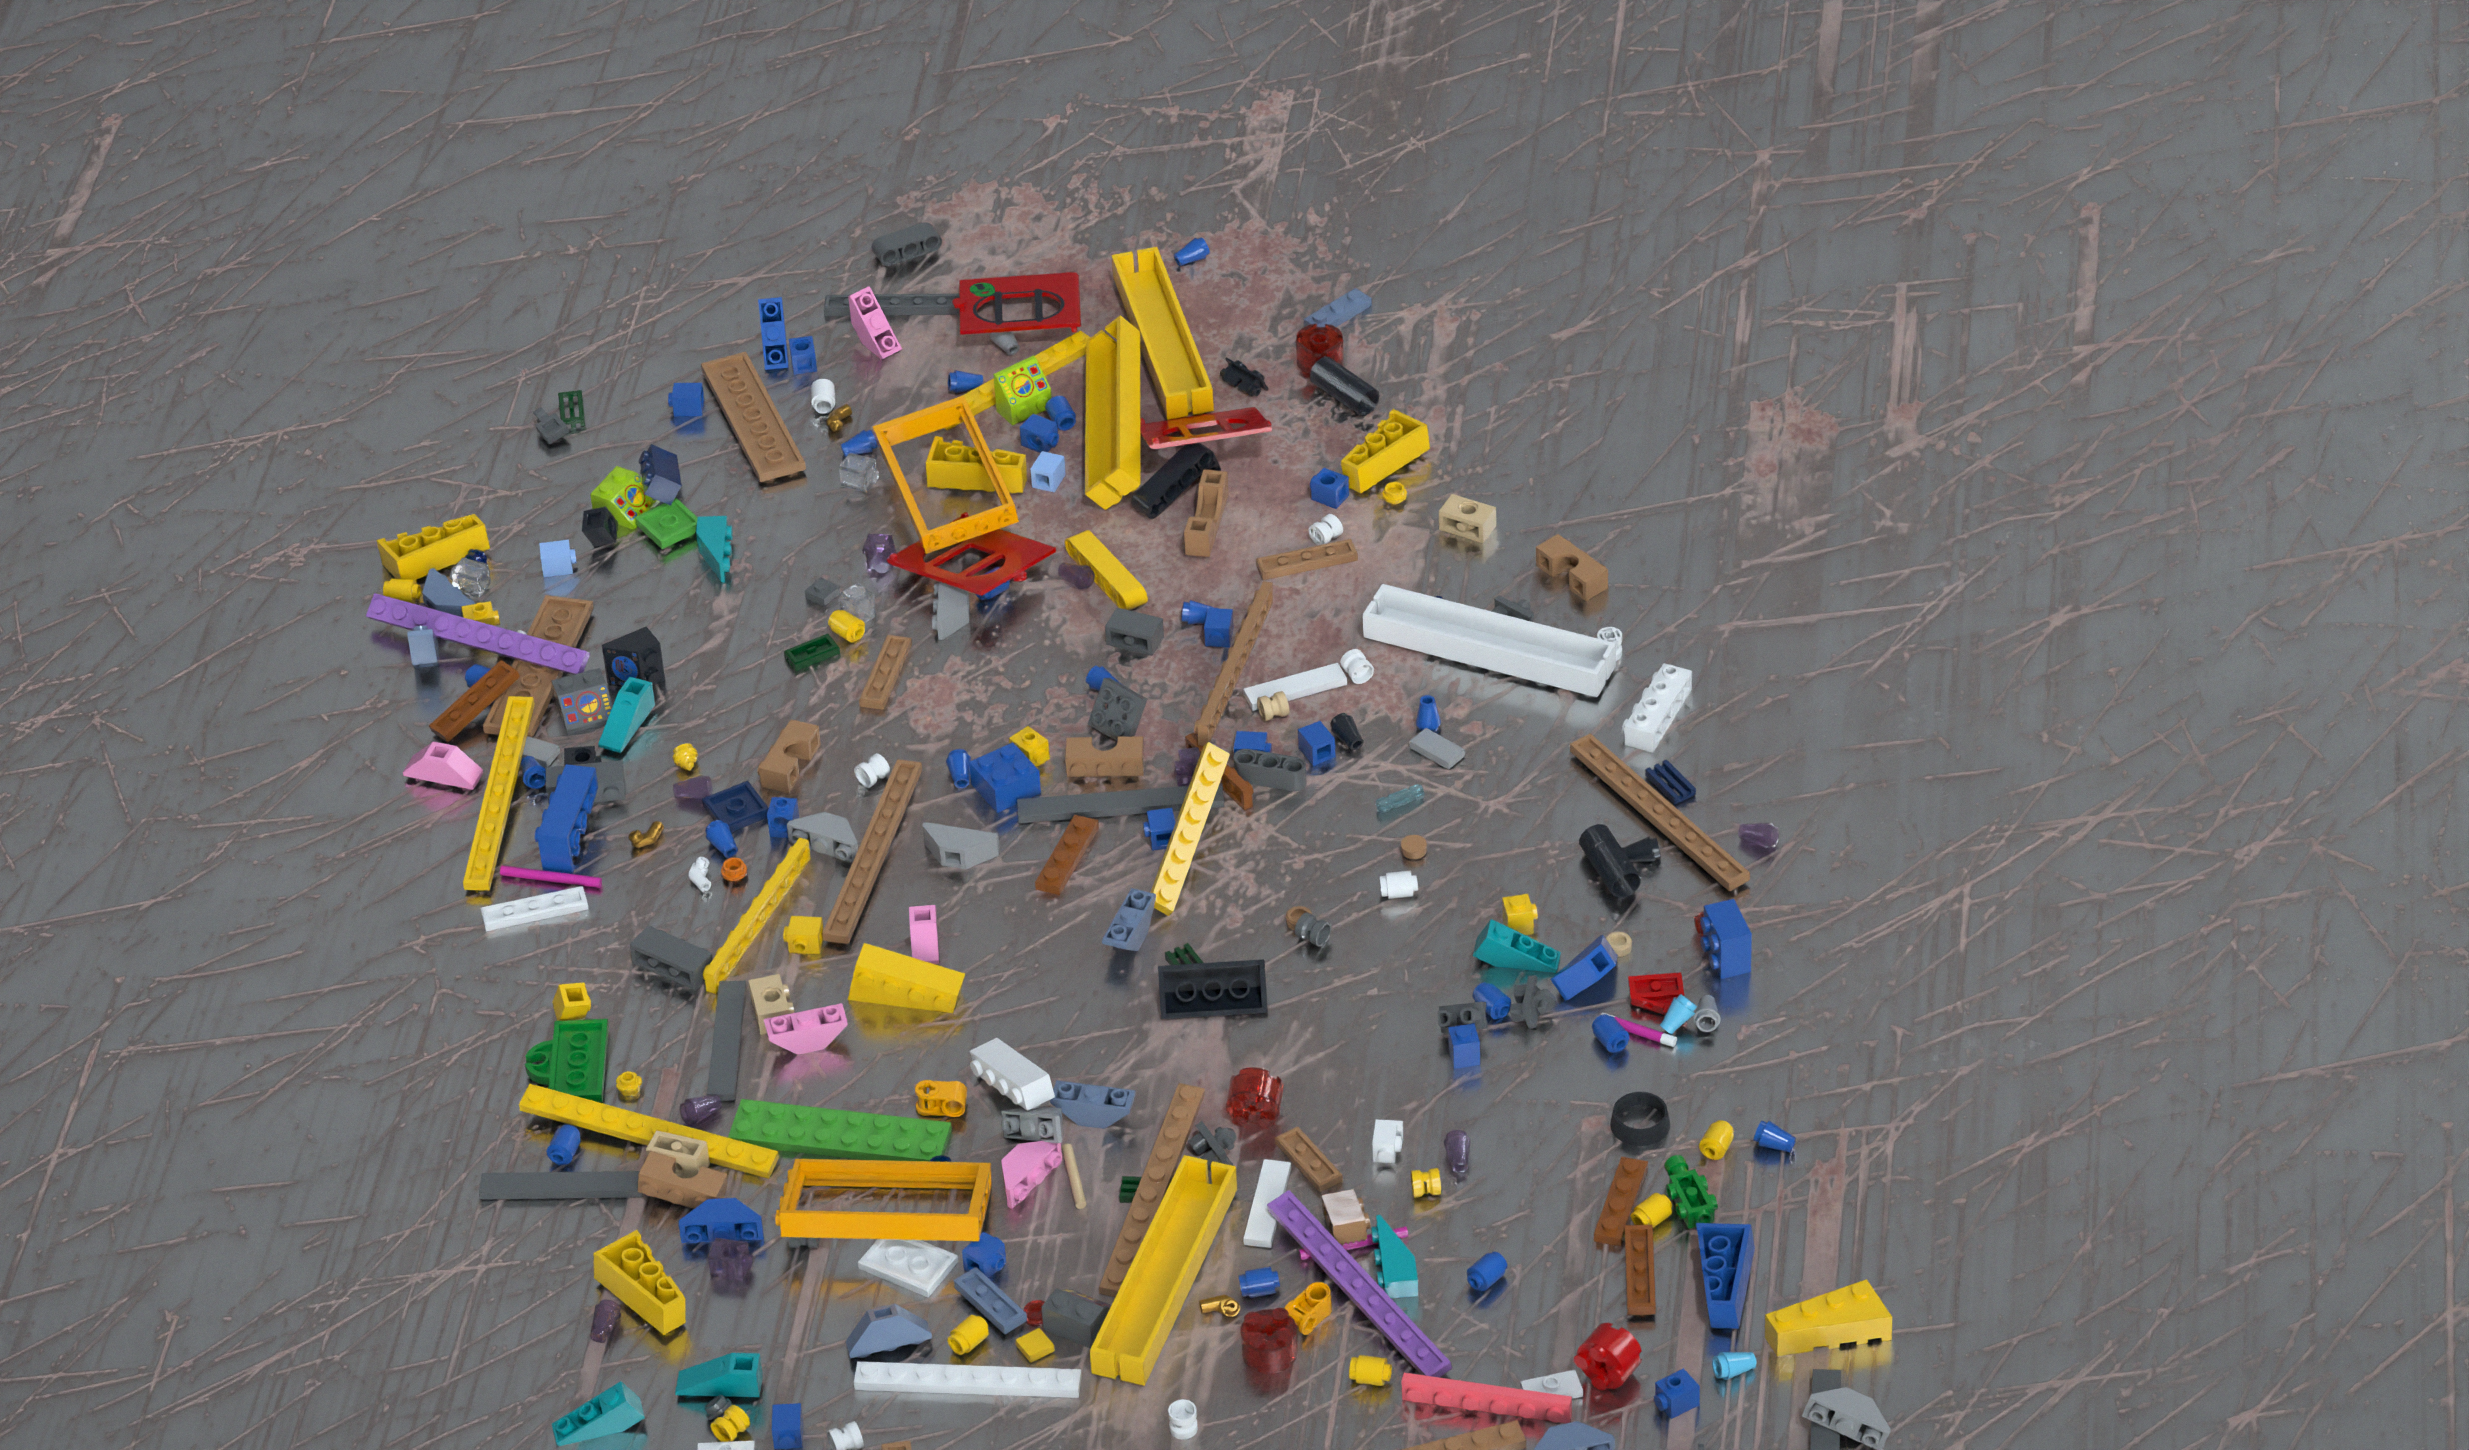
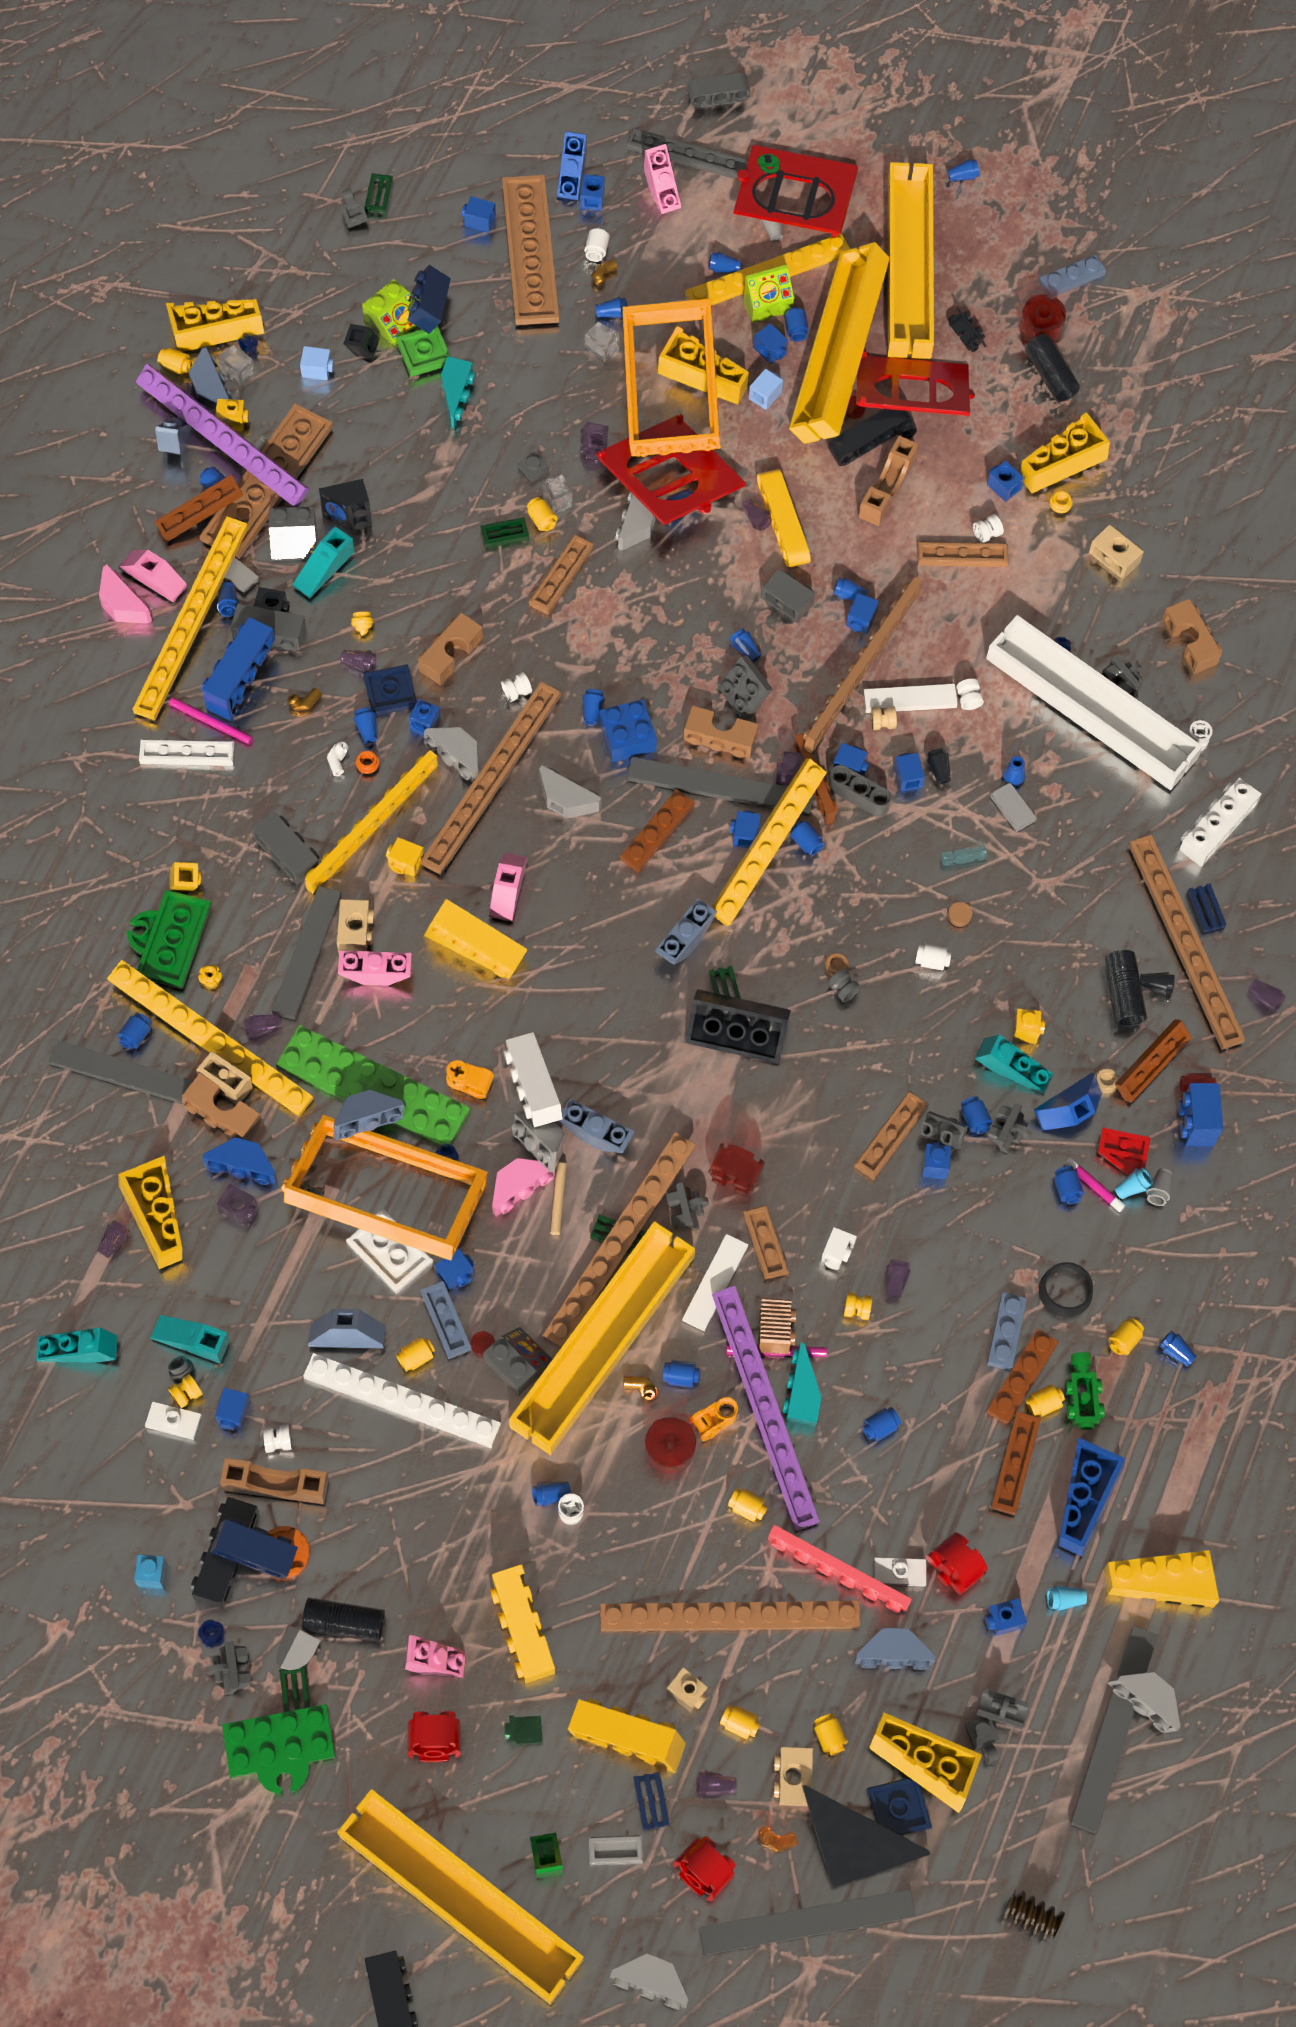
camera: 10 degrees right, 25 degrees up
(419, 799) = (121, 599): none -> bright pink slope
(844, 1141) = (366, 1112): none -> sand blue slope
(1032, 745) = (659, 702): yellow brick -> none
(1034, 1345) = (470, 1380): yellow tile -> none
(1149, 466) = (853, 410): none -> clear red tile
(1152, 1413) = (549, 1492): none -> blue cone
(1229, 820) = (807, 837): none -> blue brick
(1409, 1041) = (891, 1135): none -> medium nougat tile
(1590, 1169) = (1007, 1331): none -> sand blue plate
(1660, 913) = (1153, 1060): none -> dark orange plate

